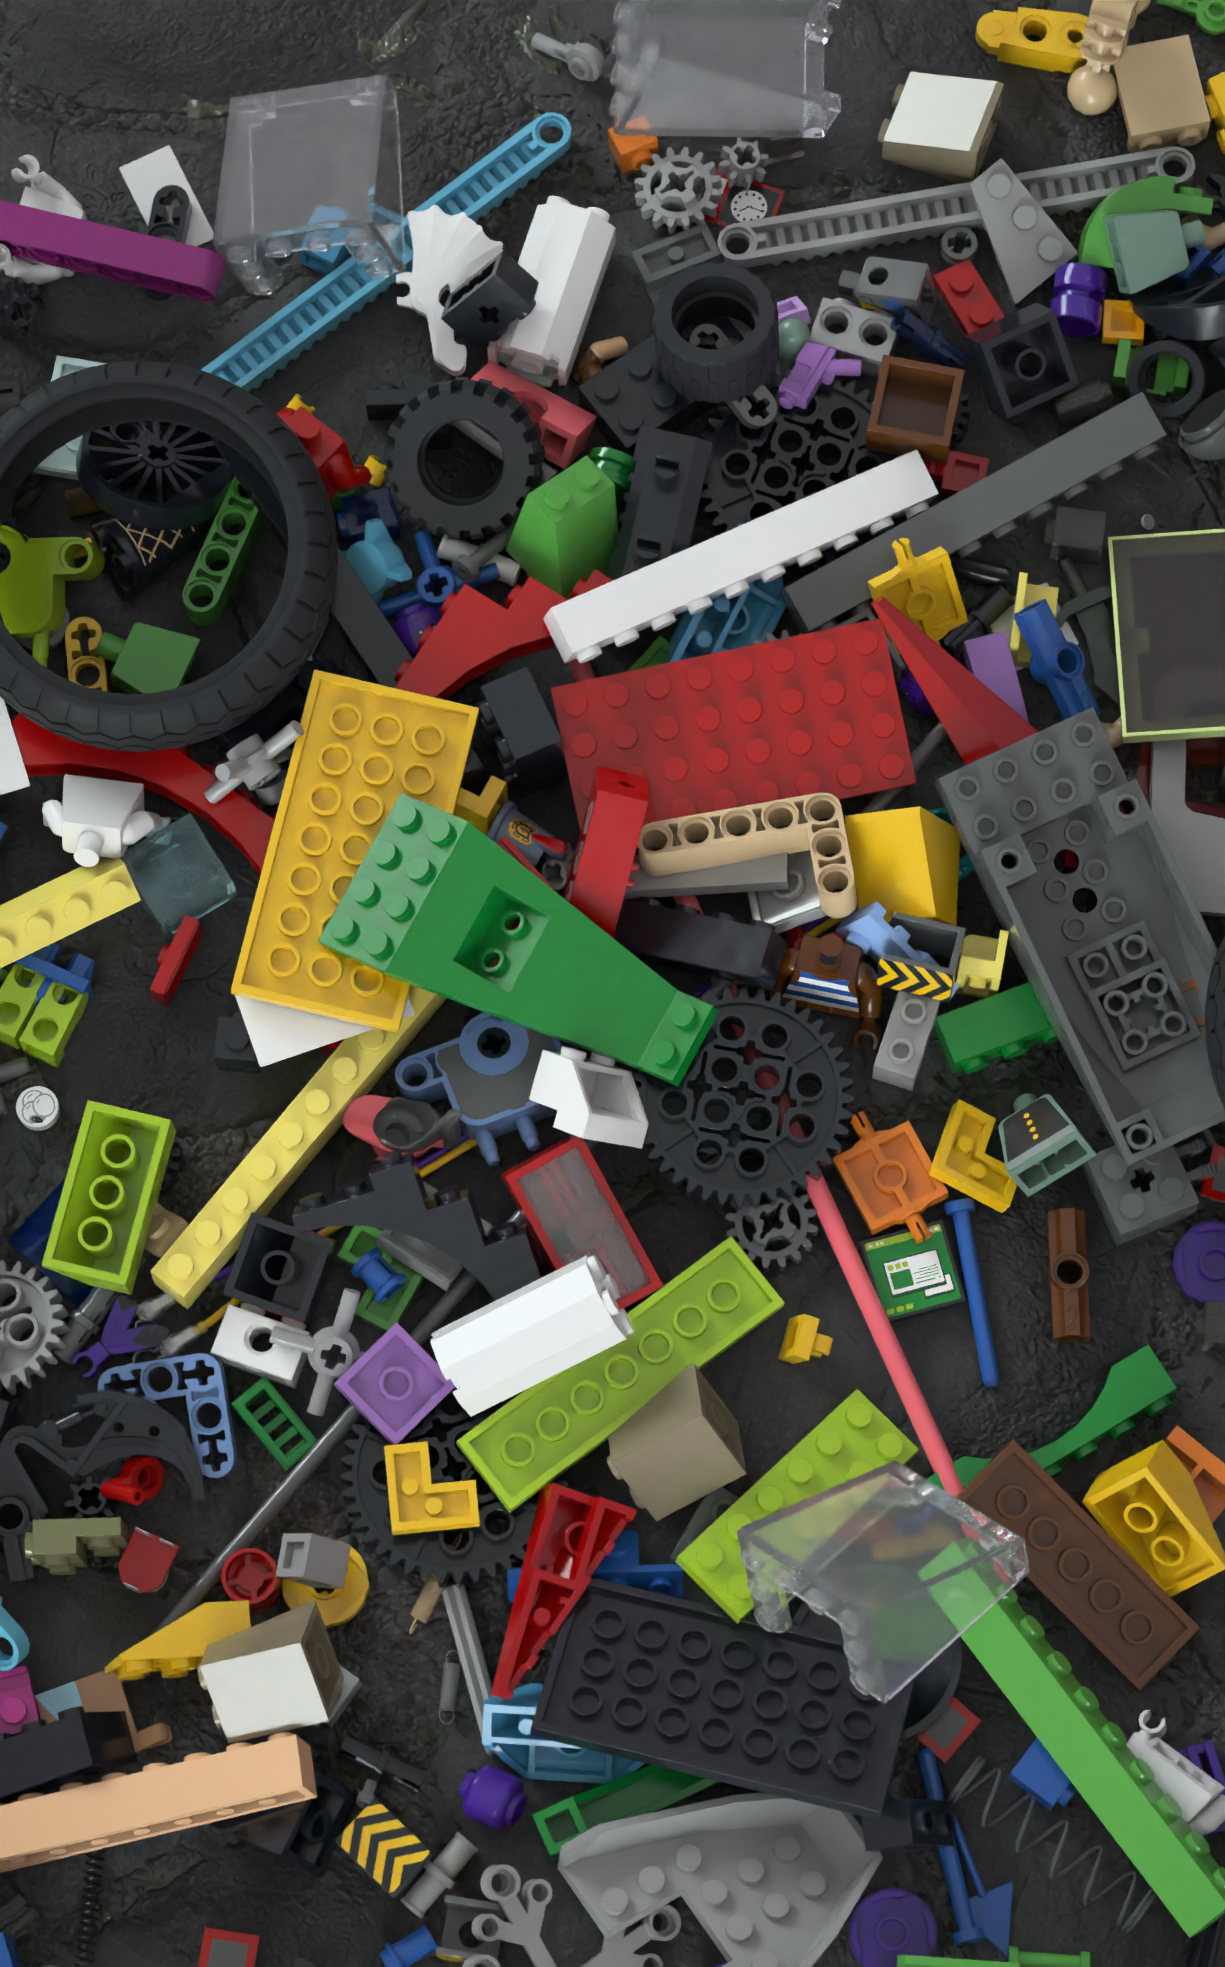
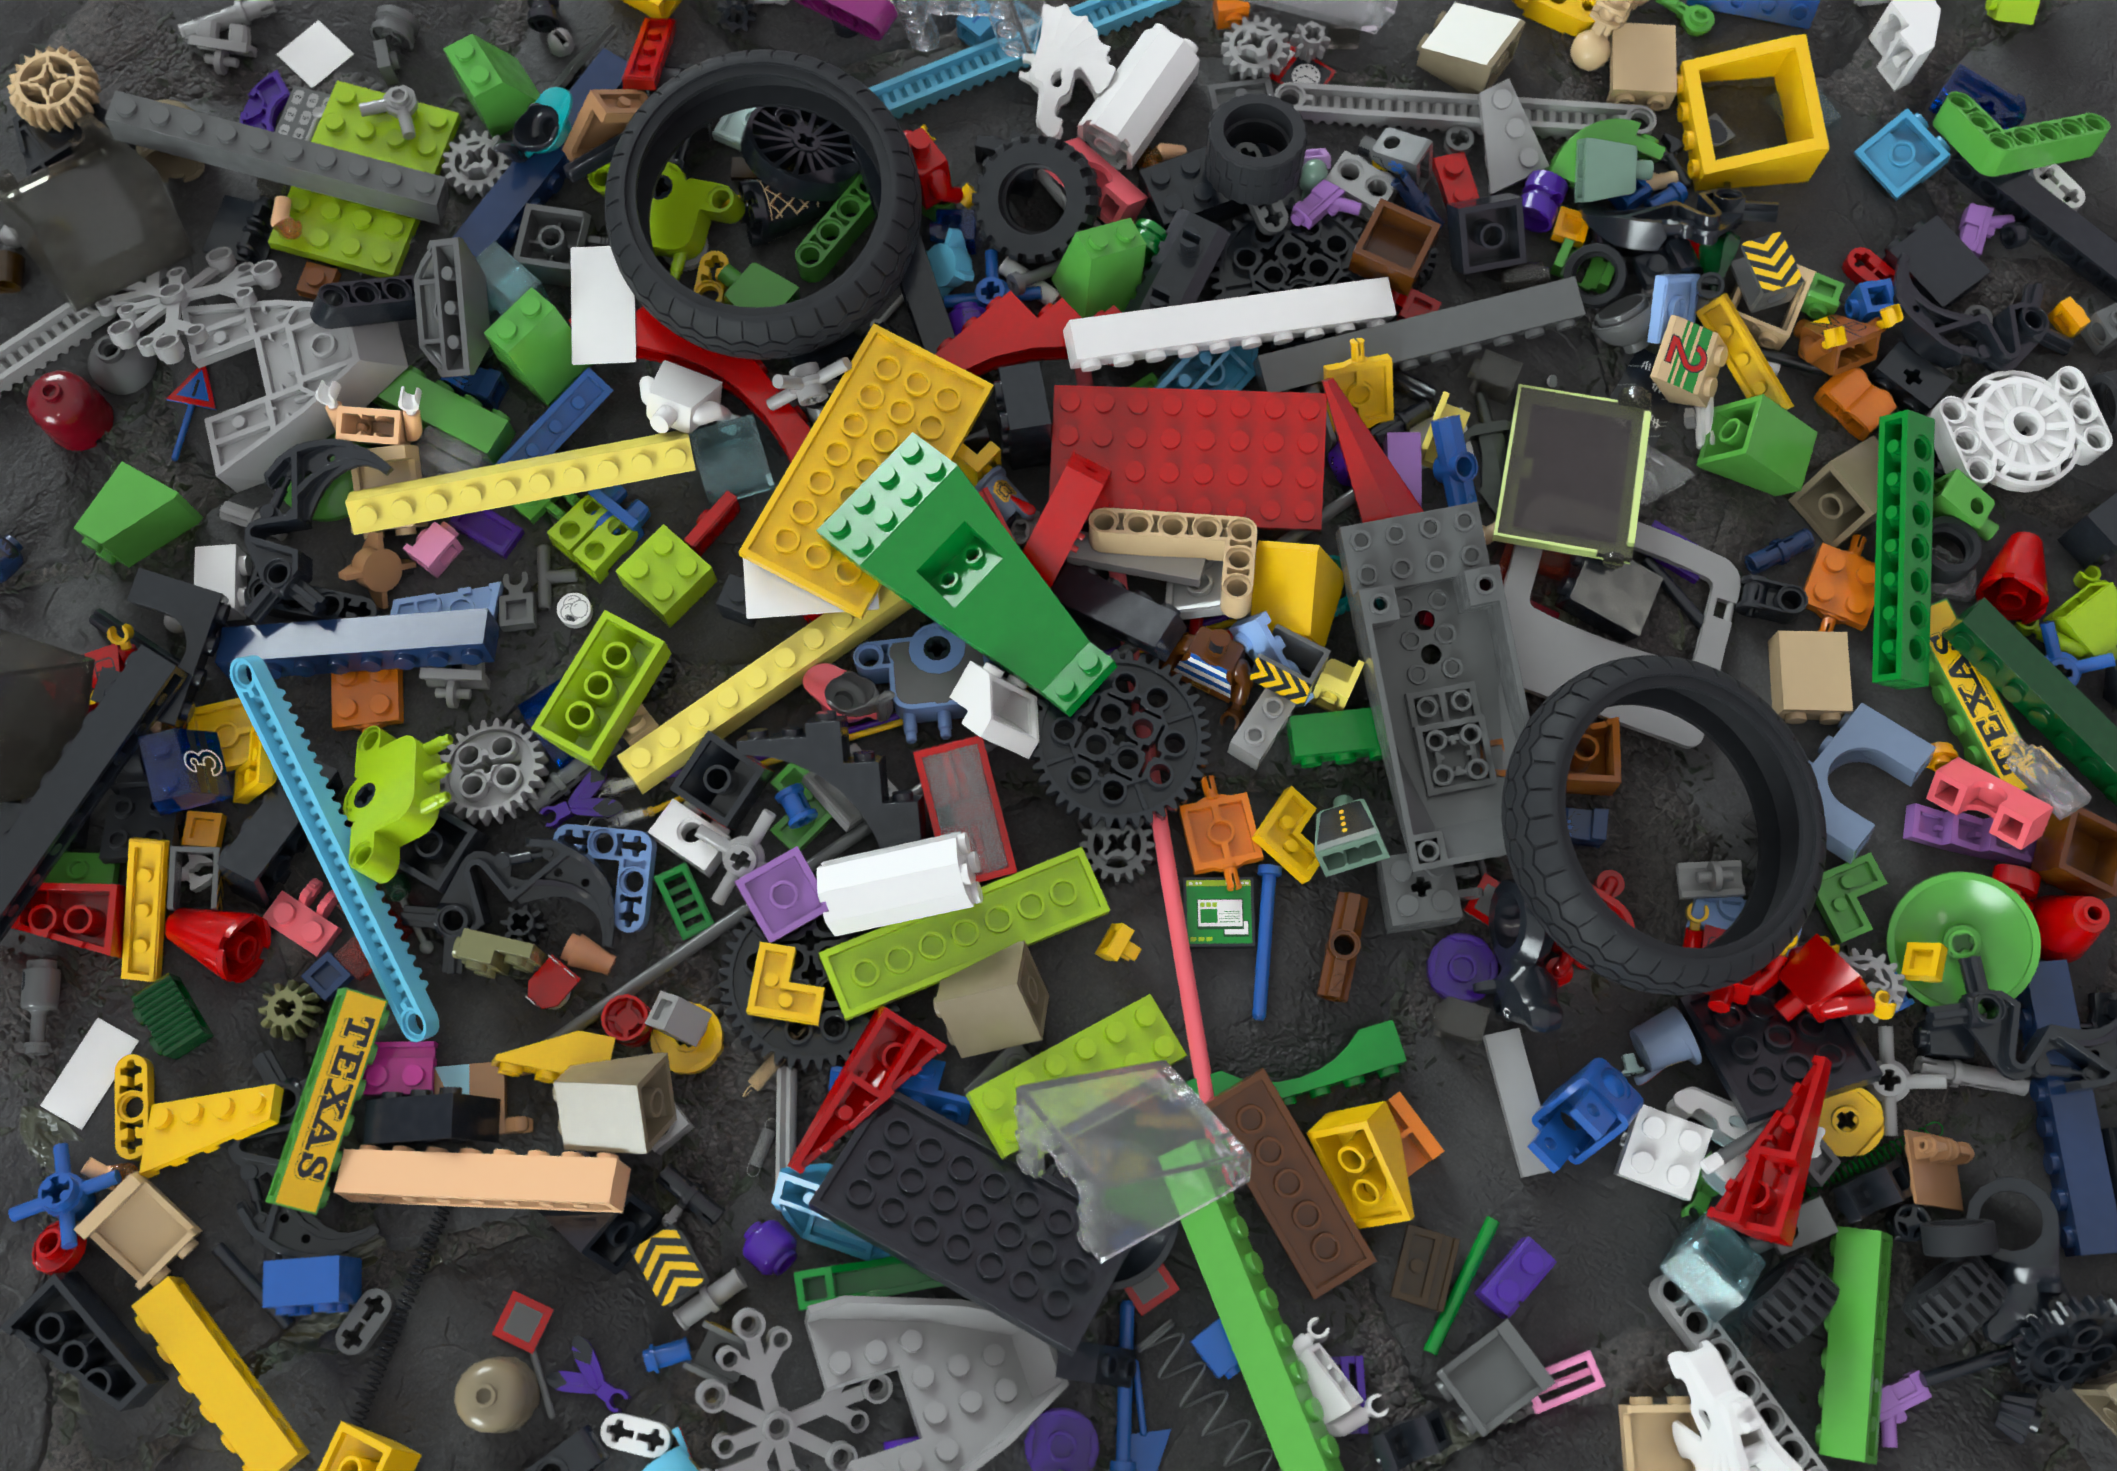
camera: 10 degrees right, 0 degrees up
(138, 1481) = (553, 923): red plate -> none
(139, 1037) = (666, 575): none -> lime brick
(178, 1517) = (587, 955): none -> nougat cone
(490, 301) = (1089, 85): black brick -> none

